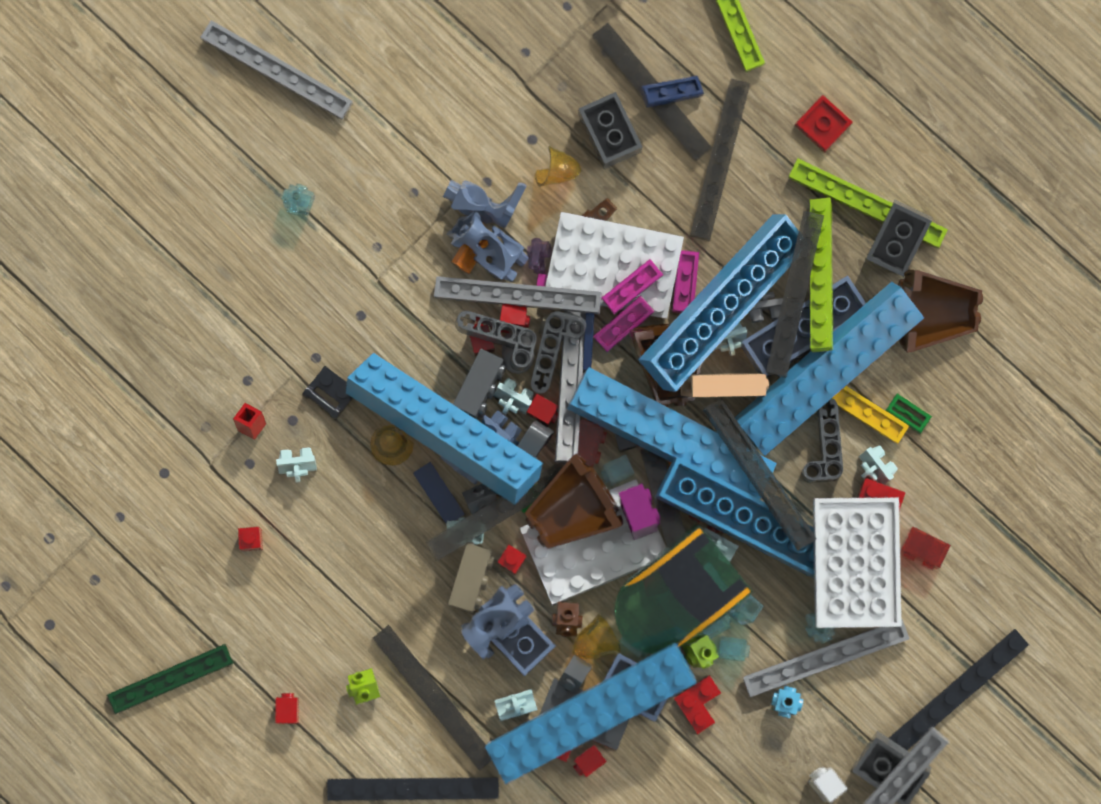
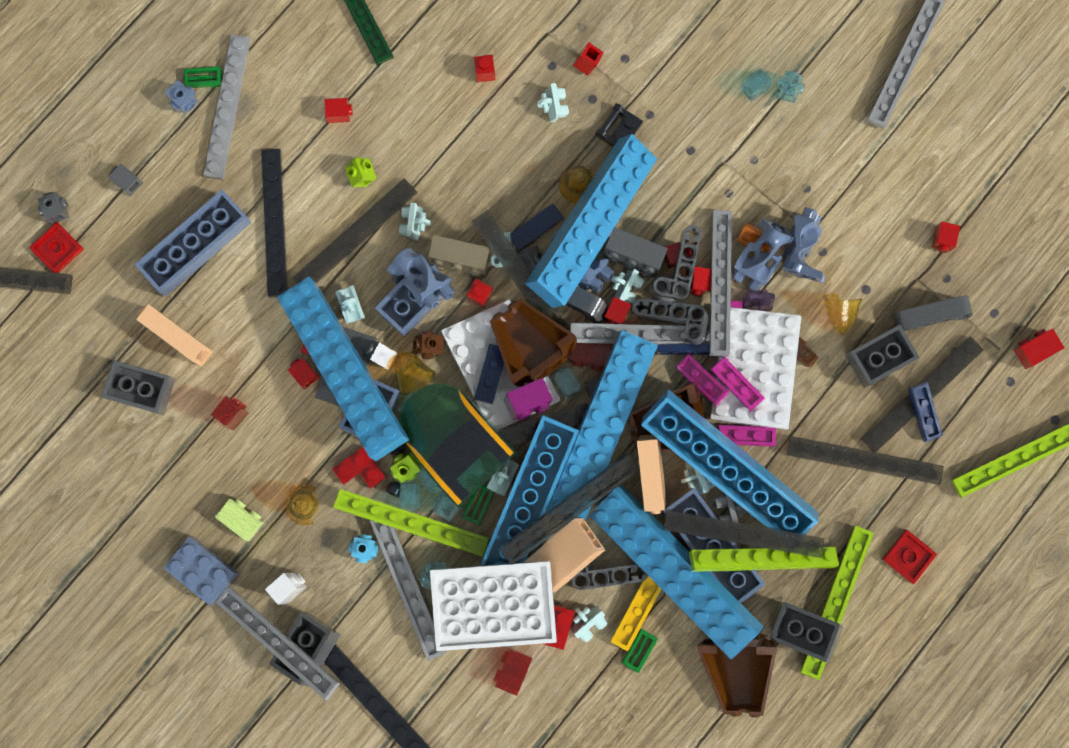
camera: 85 degrees right, 0 degrees up
(292, 236) = (756, 84): none -> clear light blue brick
(426, 626) = (416, 221): none -> light aqua hips
(481, 49) = (945, 237): none -> red brick
(566, 71) = (938, 312): none -> dark grey beam
(606, 552) = (489, 375): none -> dark blue tile
(722, 666) = (394, 489): none -> black hinge
(734, 768) = (302, 505): none -> clear yellow helmet
(760, 584) = (471, 519): none -> green tile
(762, 648) = (410, 523): none -> lime plate
(803, 479) = (569, 551): none -> light nougat brick

